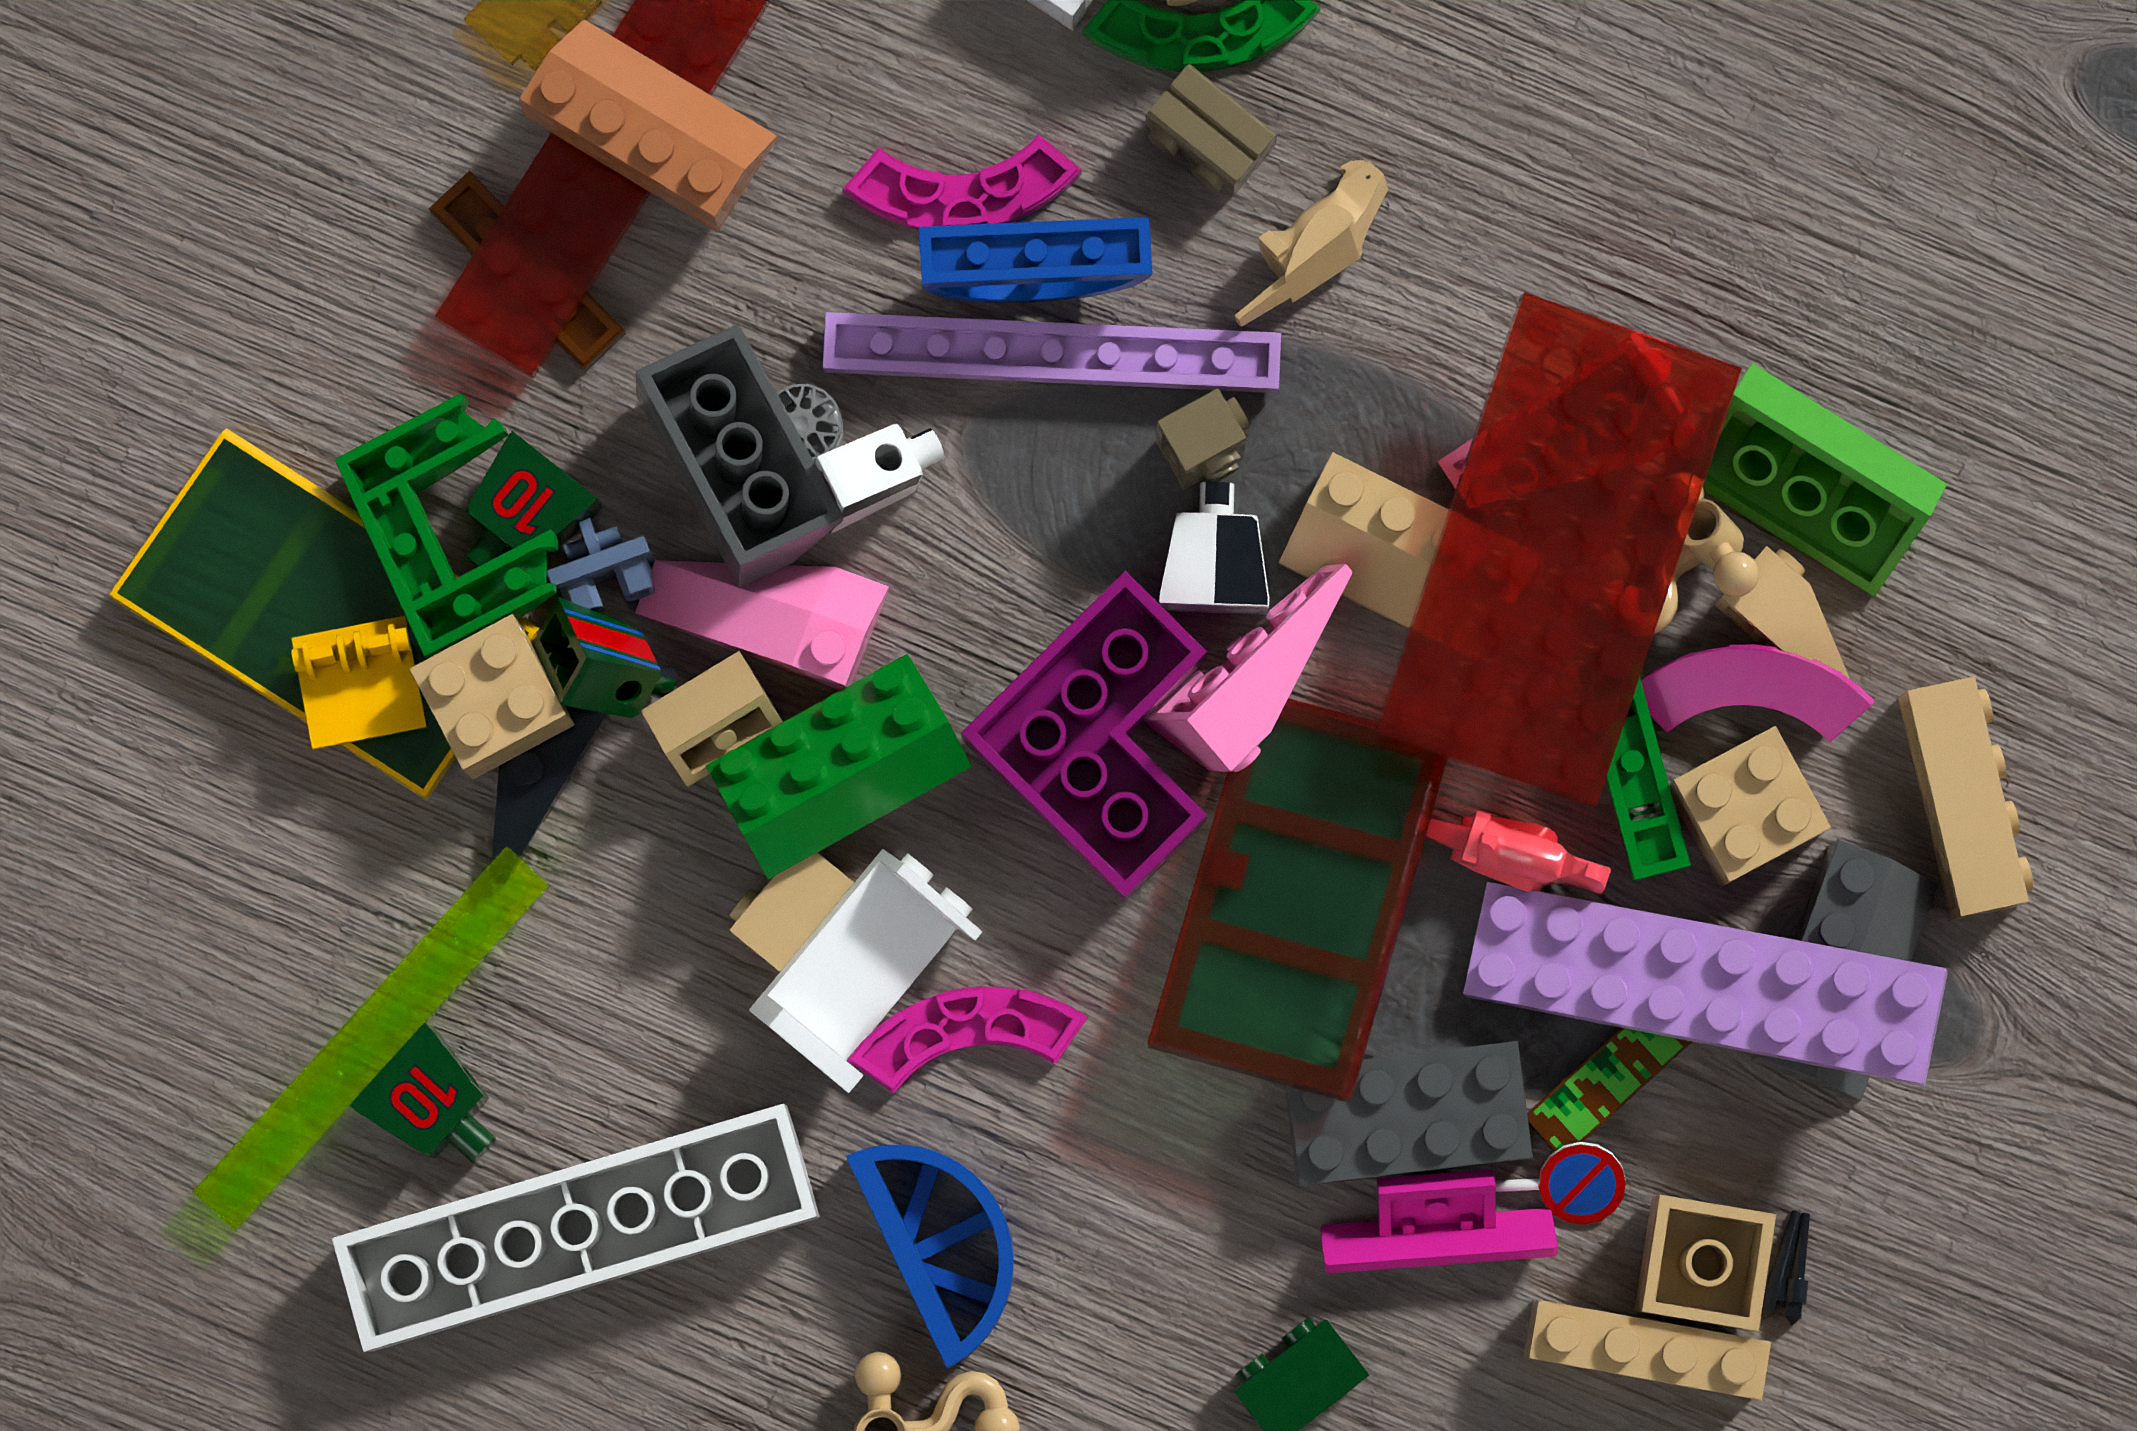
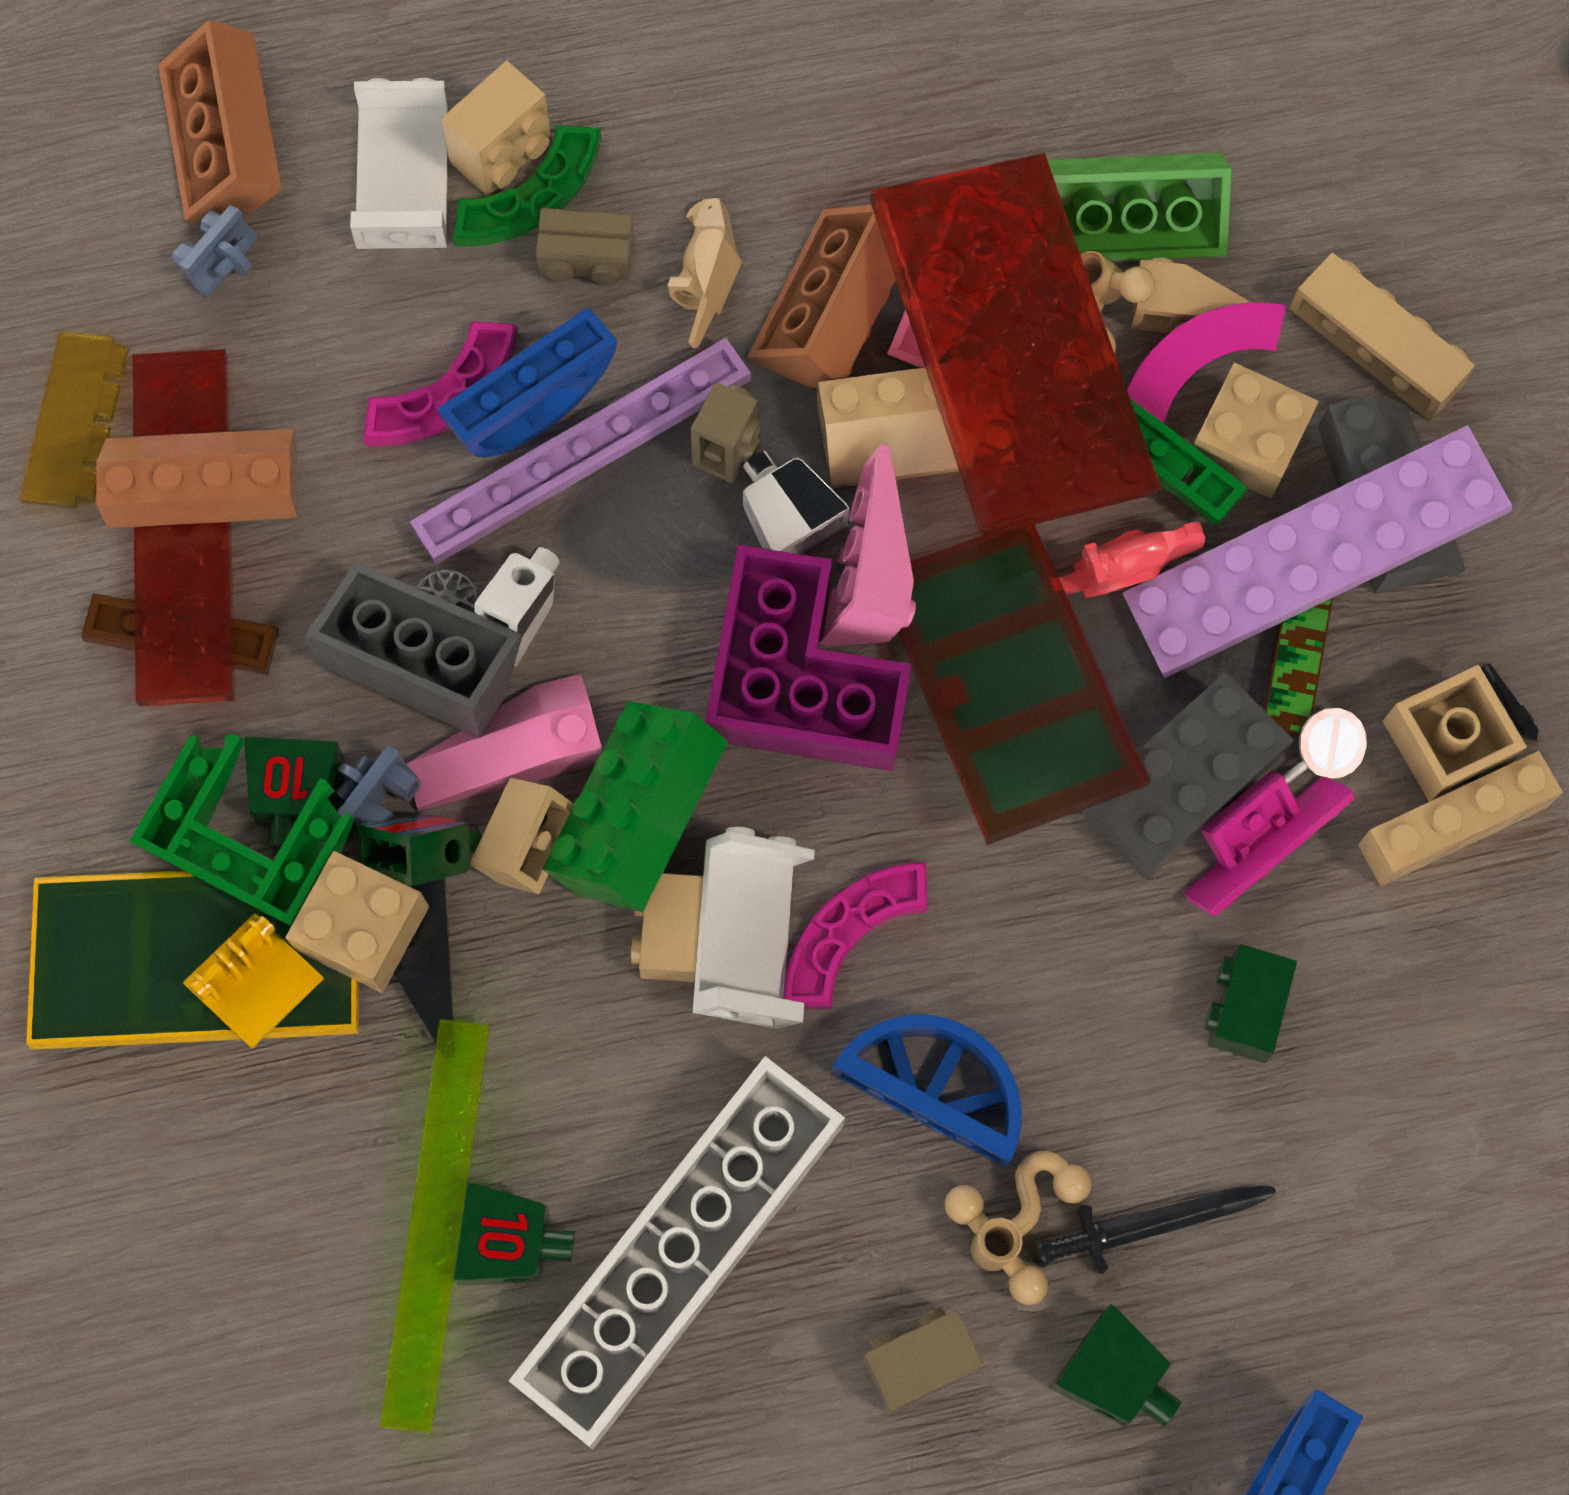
camera: 40 degrees left, 10 degrees down
(1413, 363) = (827, 300): none -> nougat slope

